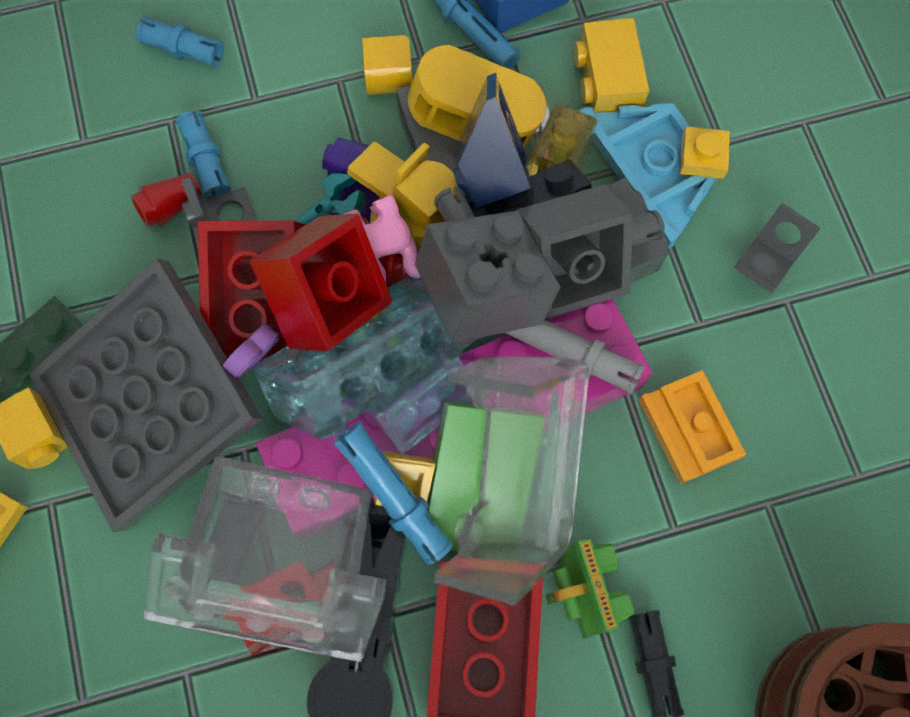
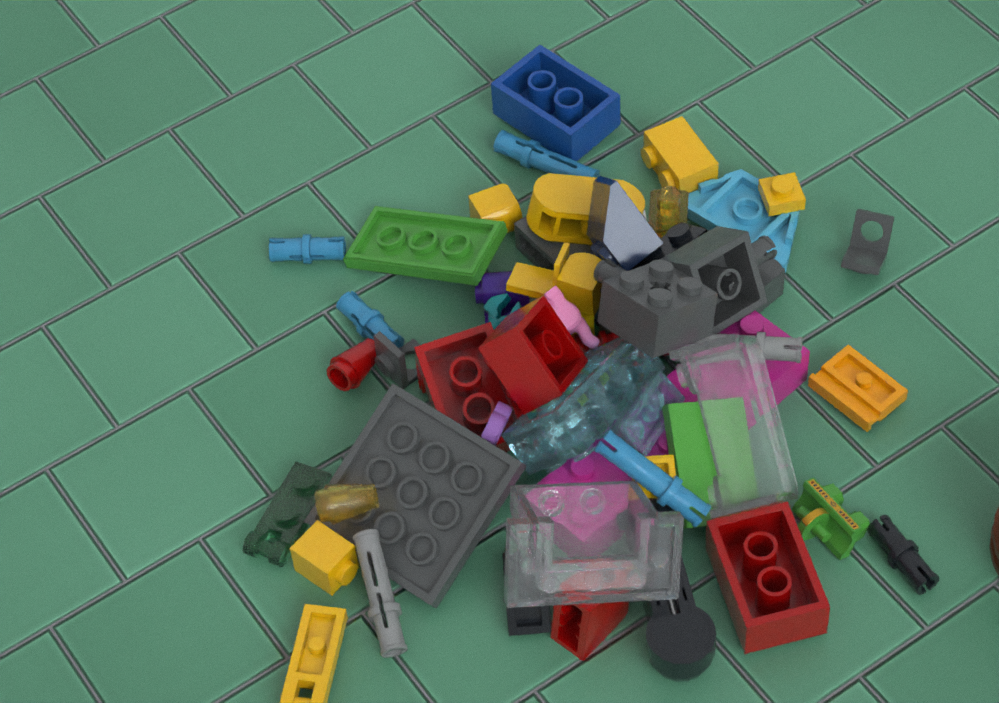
camera: 15 degrees left, 20 degrees down
(59, 378) = (345, 501): none -> clear yellow cone
(62, 498) = (391, 636): none -> light grey pin
(298, 82) = (426, 245): none -> bright green tile

